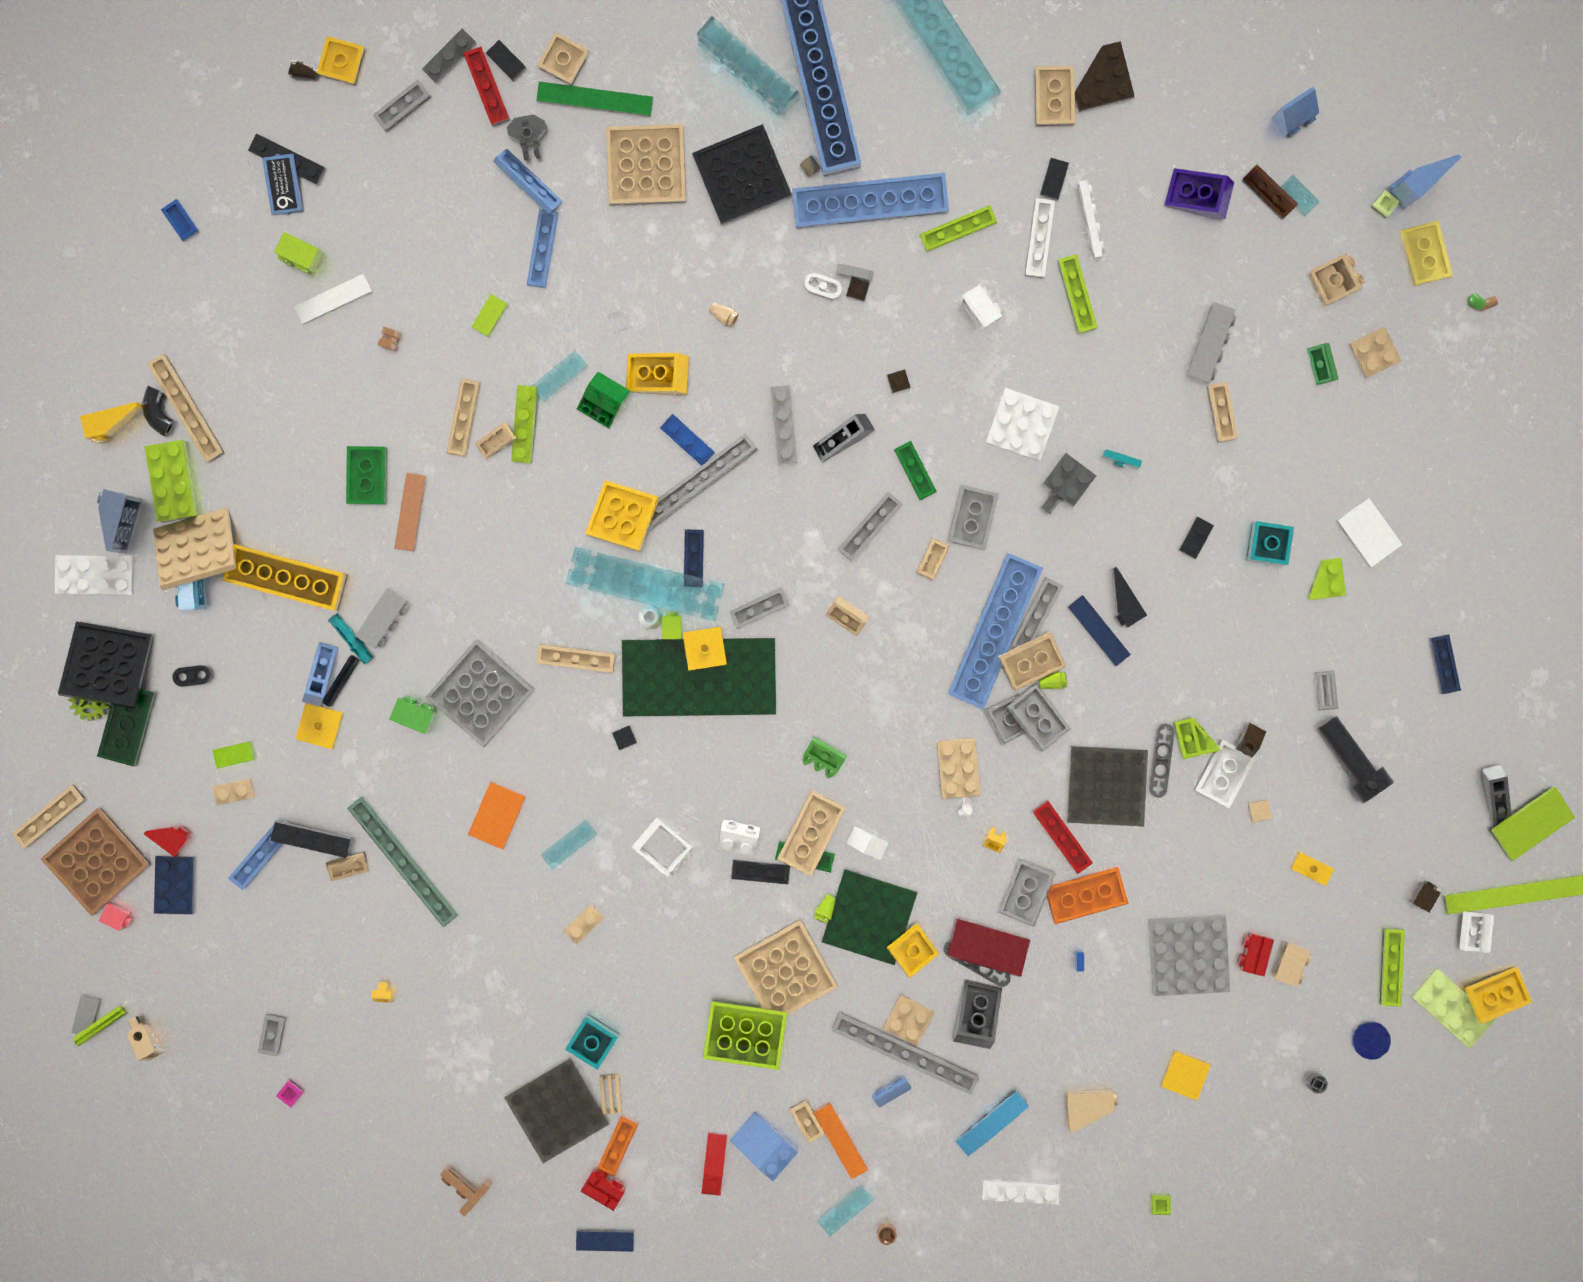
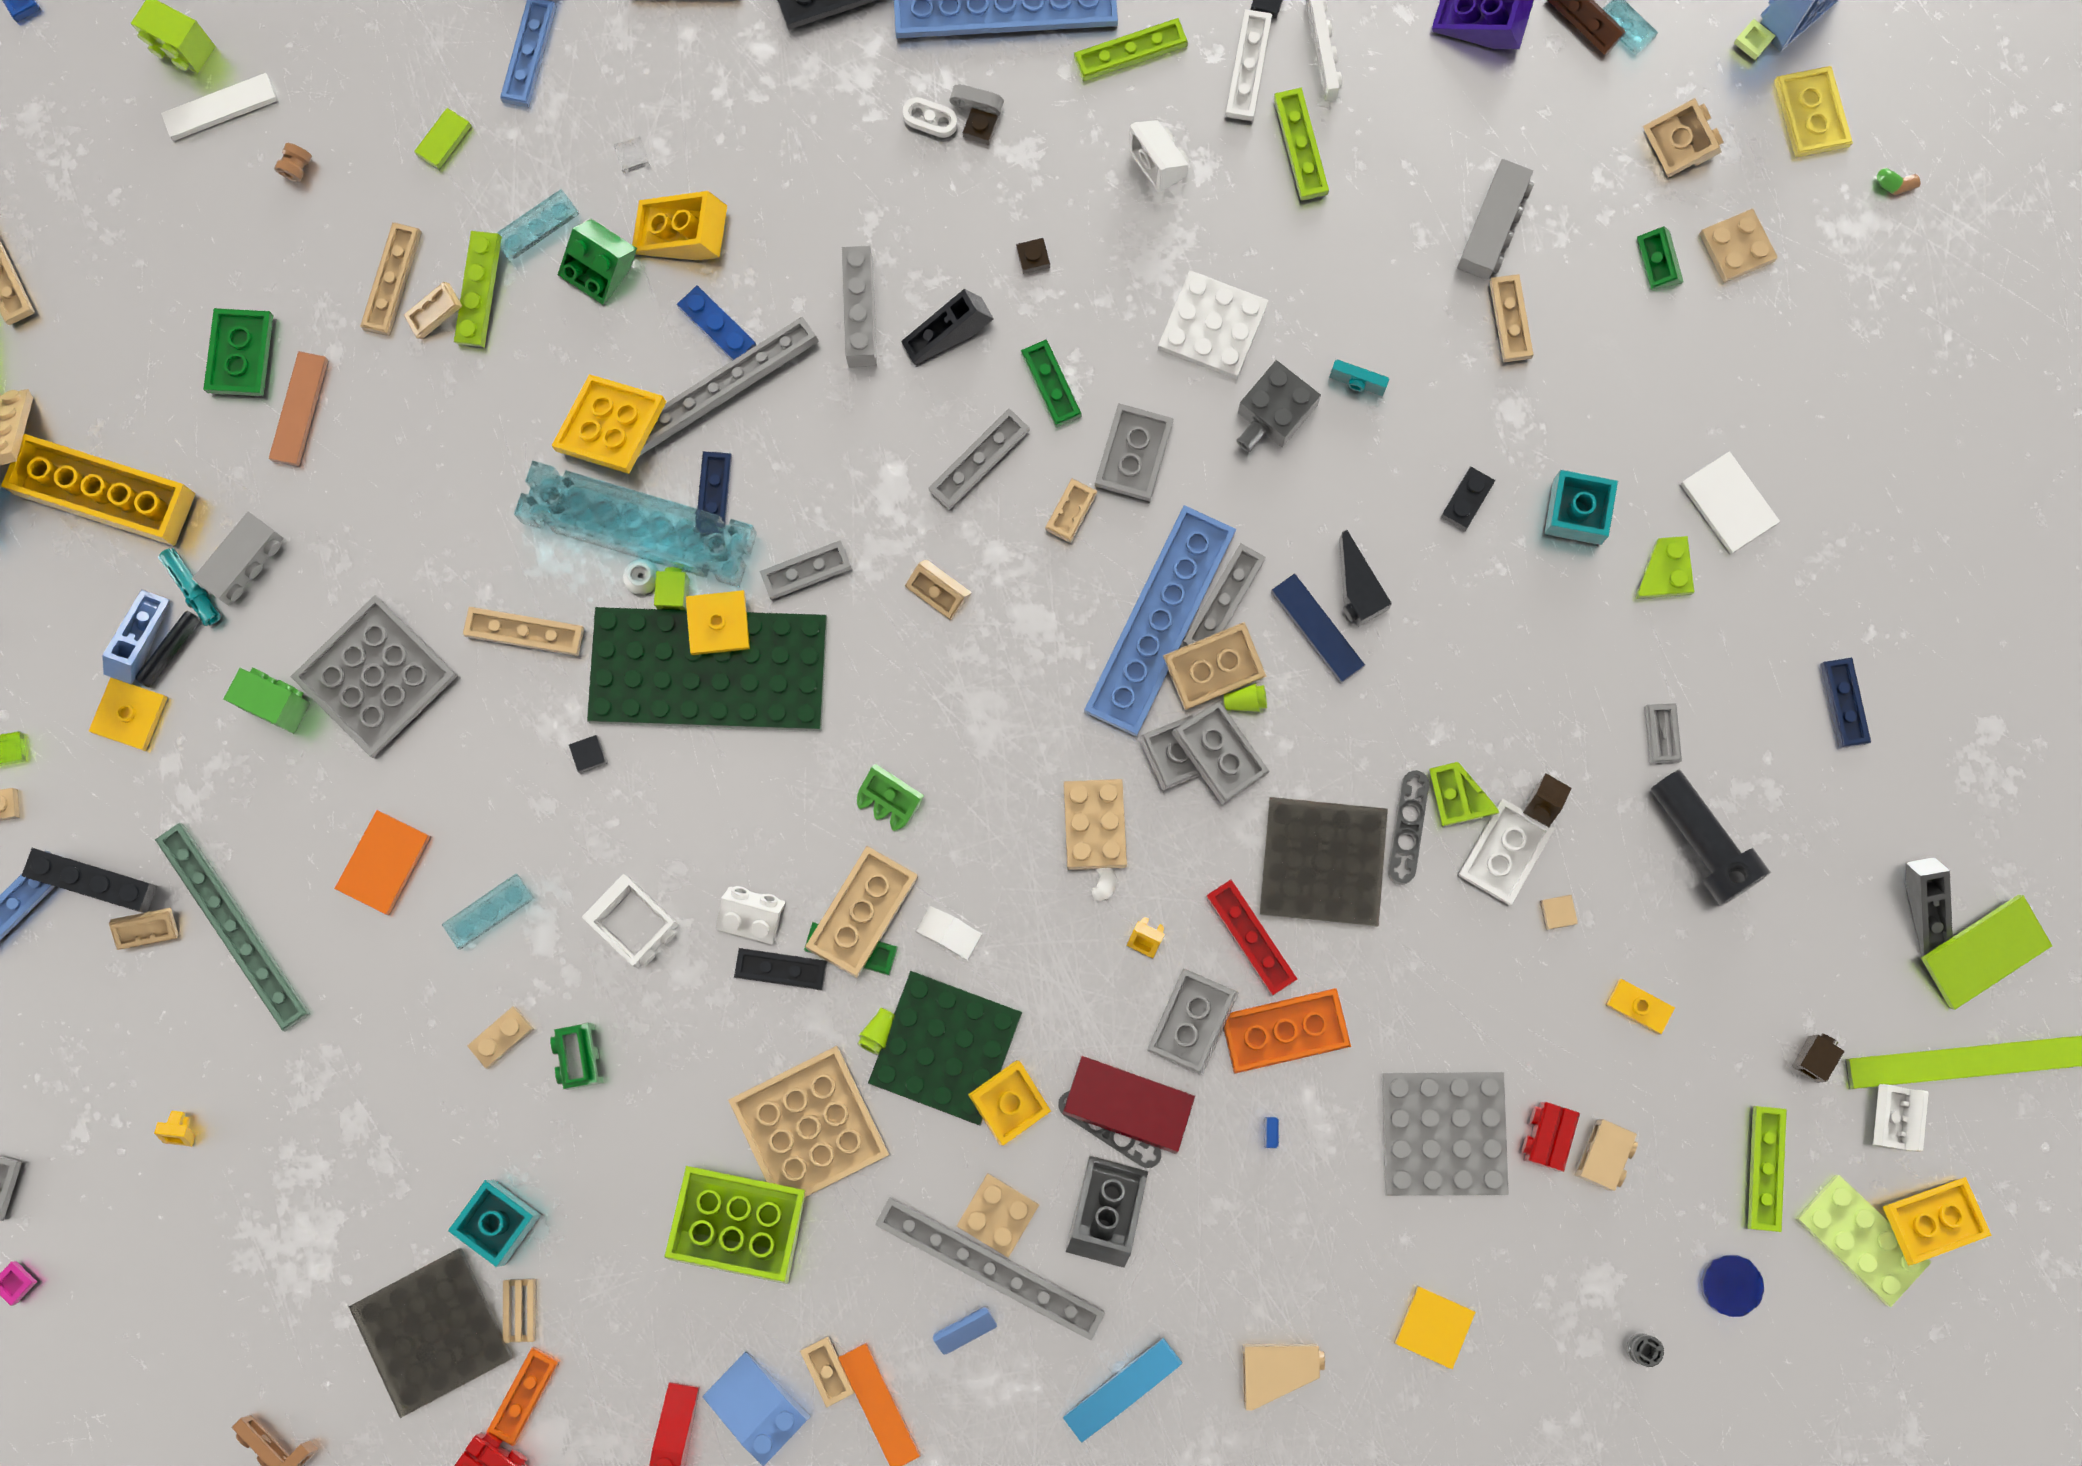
camera: 10 degrees right, 10 degrees down
(634, 934) = (575, 1056): none -> green window
(724, 314) = (783, 150): tan cone -> none

